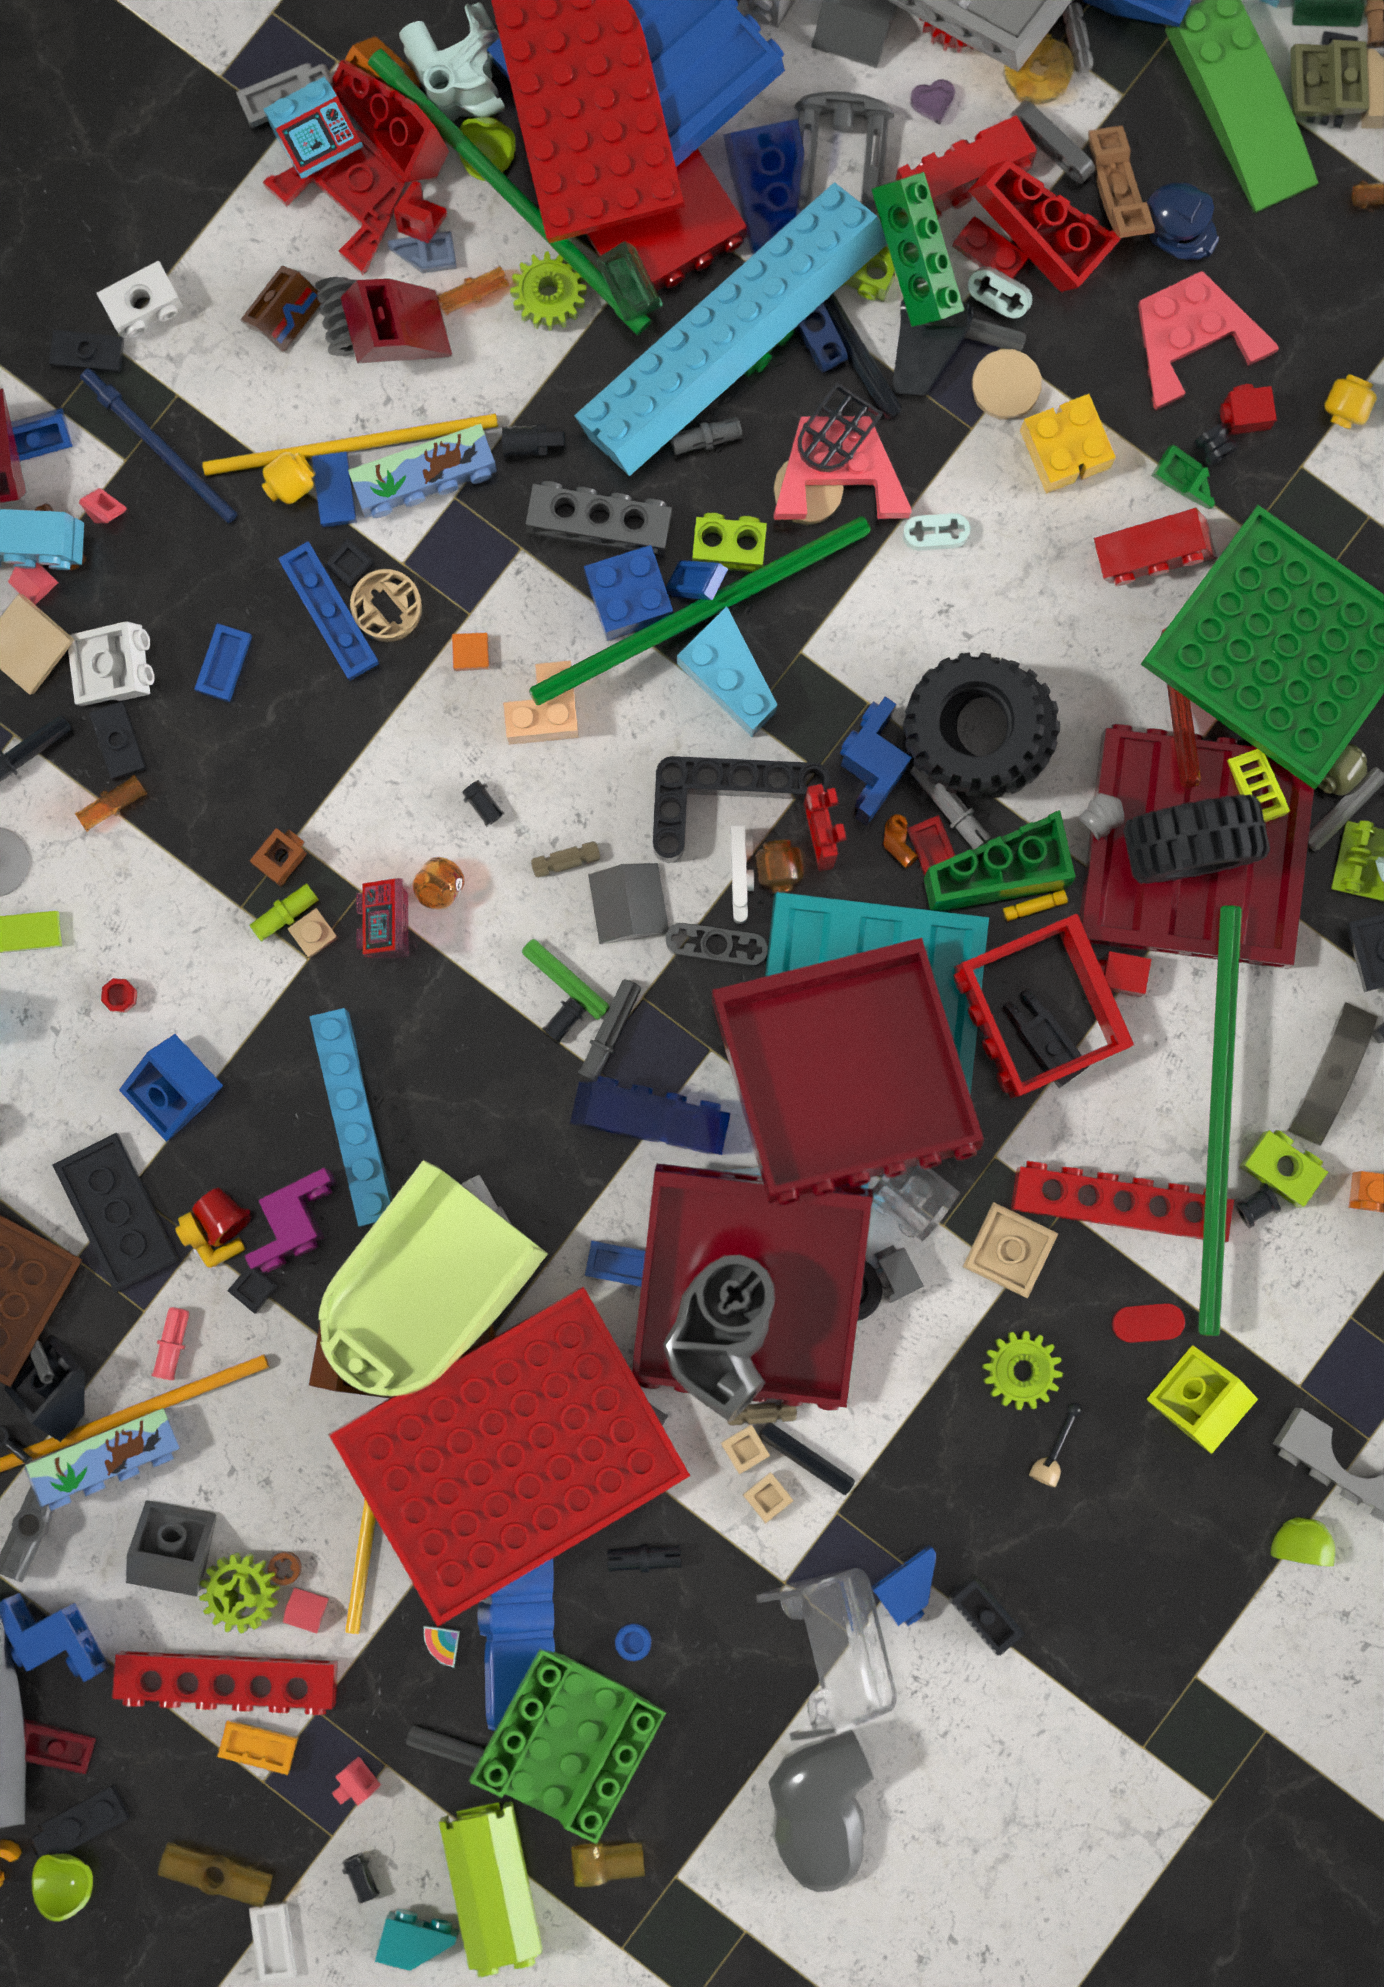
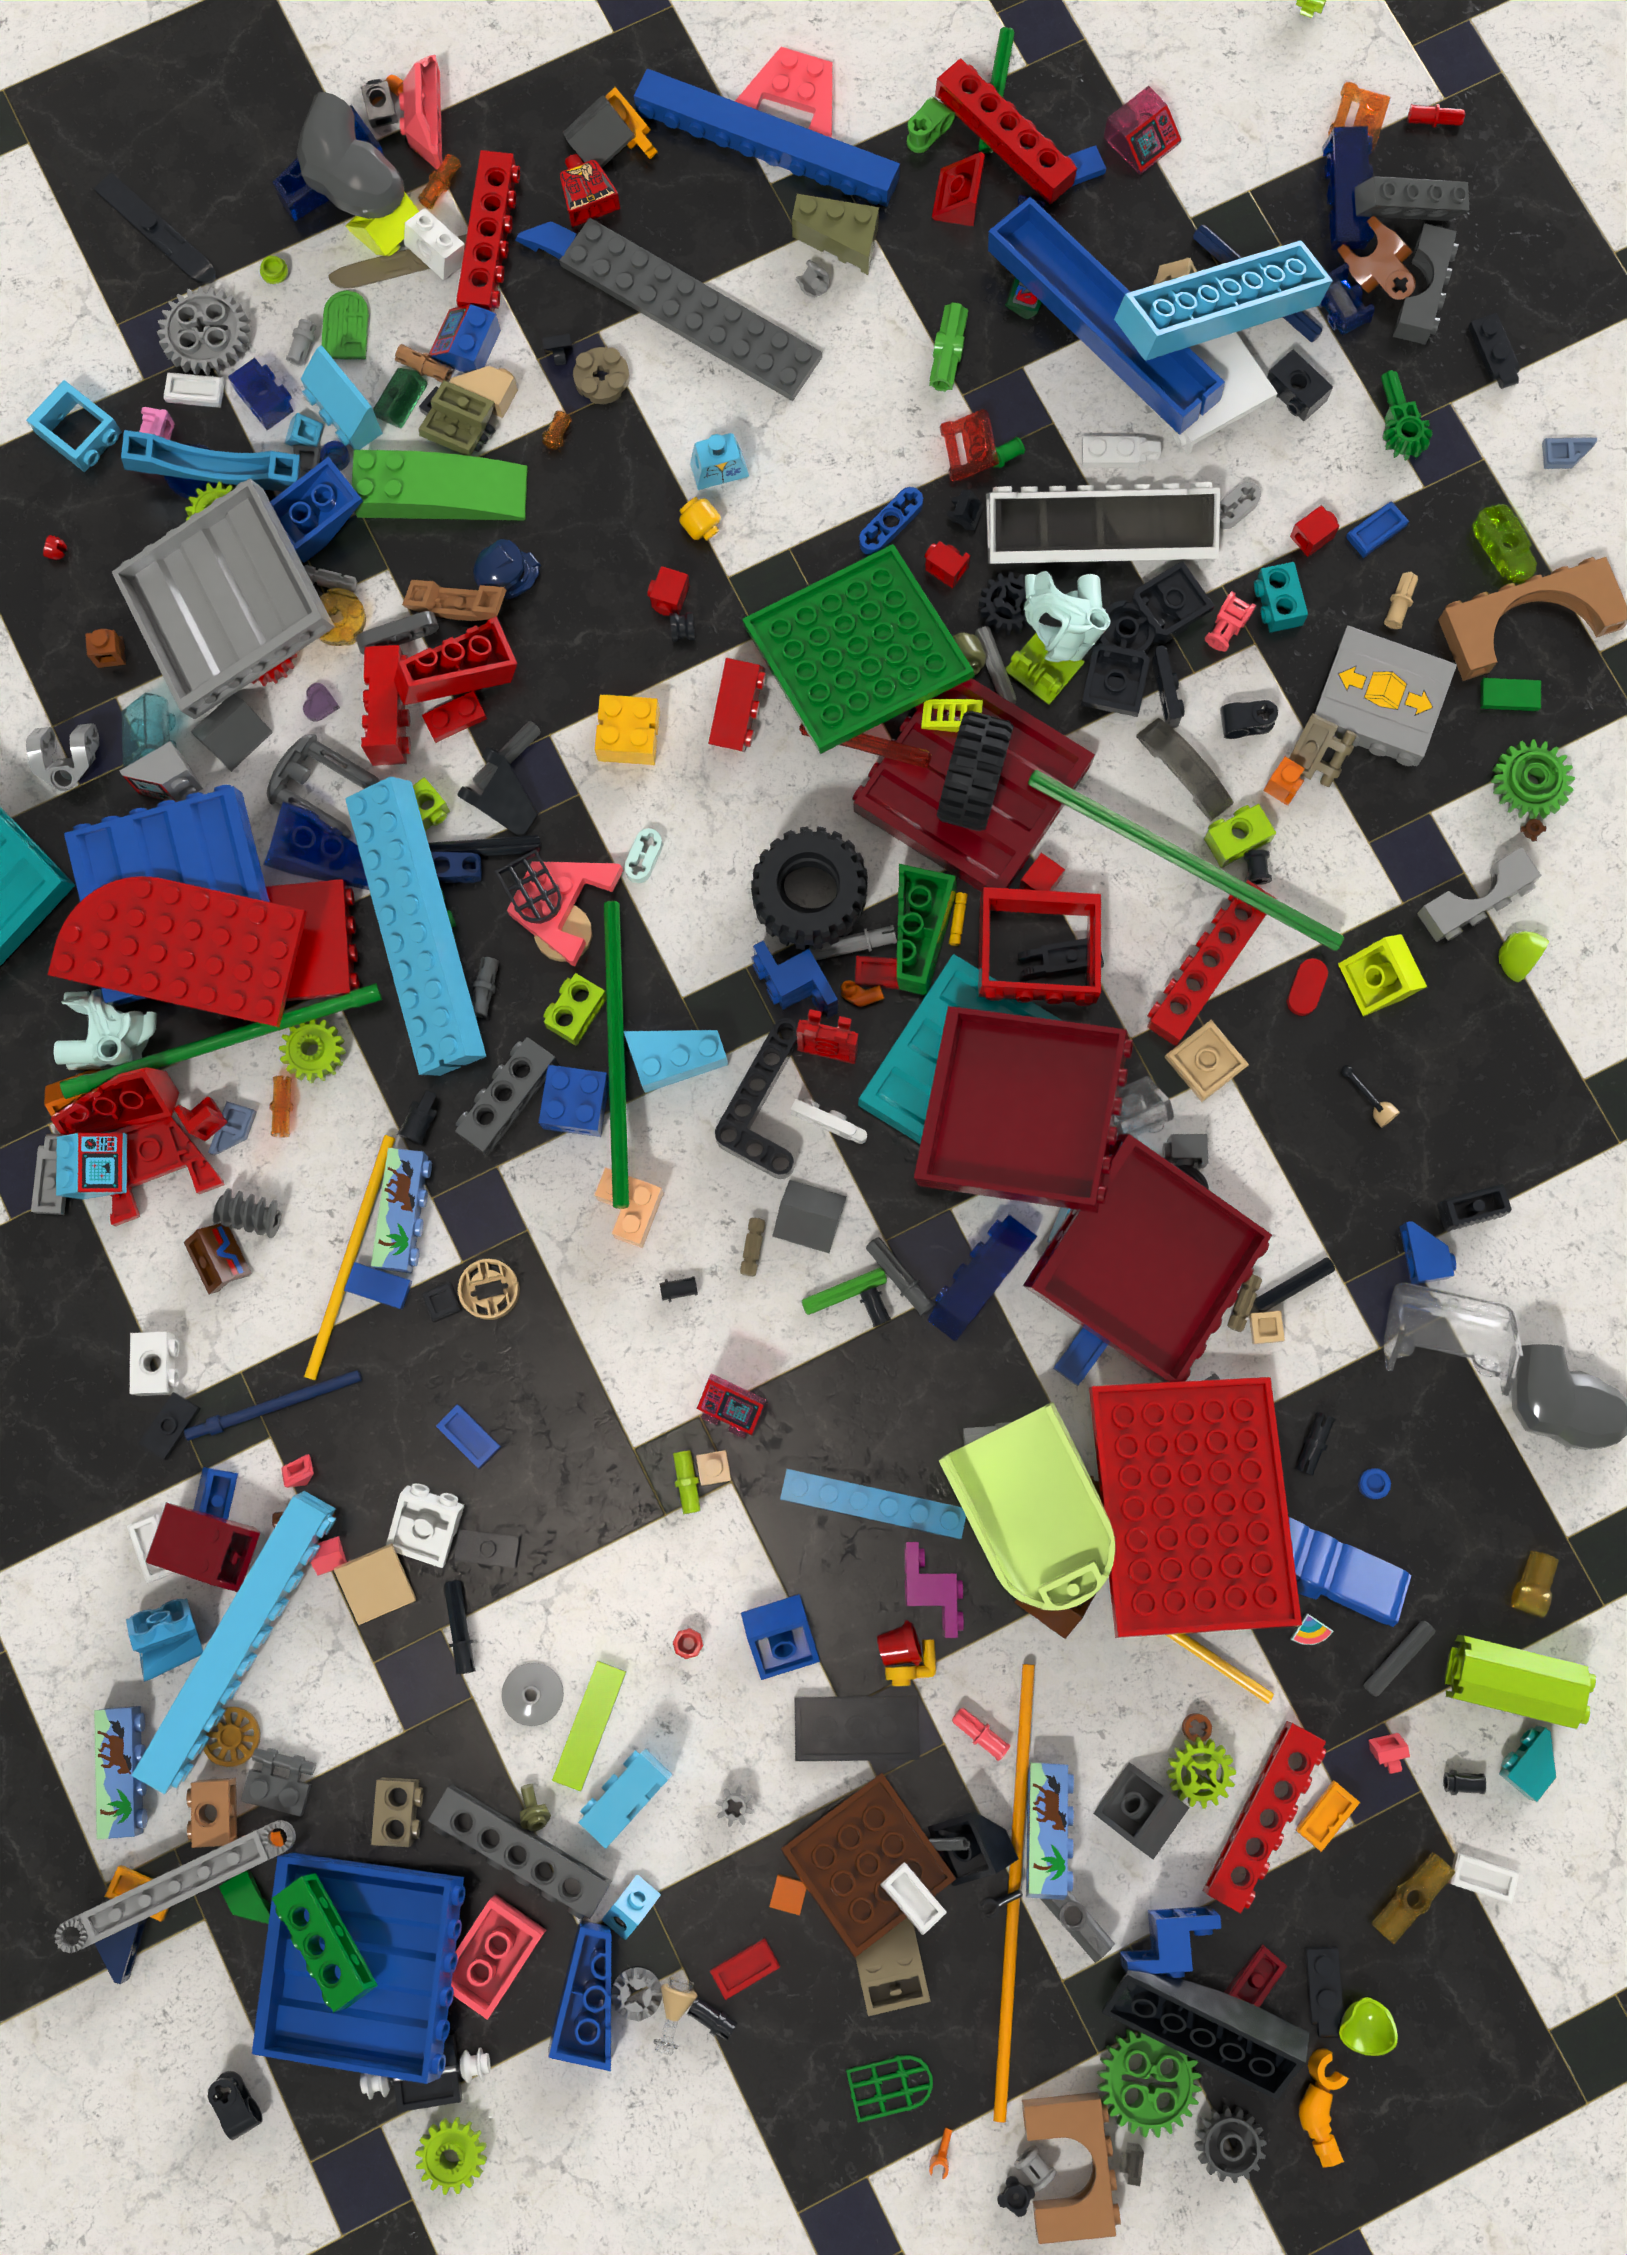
camera: 60 degrees left, 5 degrees down
(110, 803) = (534, 1577): clear orange pin -> none
(253, 1289) = (967, 1648): black tile -> none
(266, 860) = (644, 1476): dark orange brick -> none
(288, 478) = (352, 1315): yellow head -> none
(305, 1610) = (1237, 1726): coral slope -> none
(328, 611) = (470, 1335): blue plate -> none
(394, 321) = (275, 1175): dark red slope -> none
(438, 883) = (724, 1351): clear orange head -> none
(470, 651) = (557, 1242): orange tile -> none
(492, 139) = (173, 1034): lime helmet -> none
(568, 1743) = (1435, 1567): bright green slope -> none
(629, 281) = (339, 984): clear green slope -> none
(691, 932) = (892, 1151): dark grey beam -> none
(696, 579) = (591, 1044): blue tile -> none
(717, 1332) = (1175, 1298): dark grey piece -> none
(768, 1497) = (1311, 1328): tan plate -> none
(779, 865) = (837, 1089): clear orange head -> none
(917, 249) = (429, 761): green brick -> none
(996, 299) = (484, 718): light aqua beam -> none
(1006, 384) = (559, 753): tan tile -> none
(1041, 1370) = (1312, 1083): lime gear -> none
(1103, 815) = (918, 834): light grey arm -> none
(1184, 476) = (693, 660): green slope -> none
(1187, 320) = (578, 603): coral wing -> none

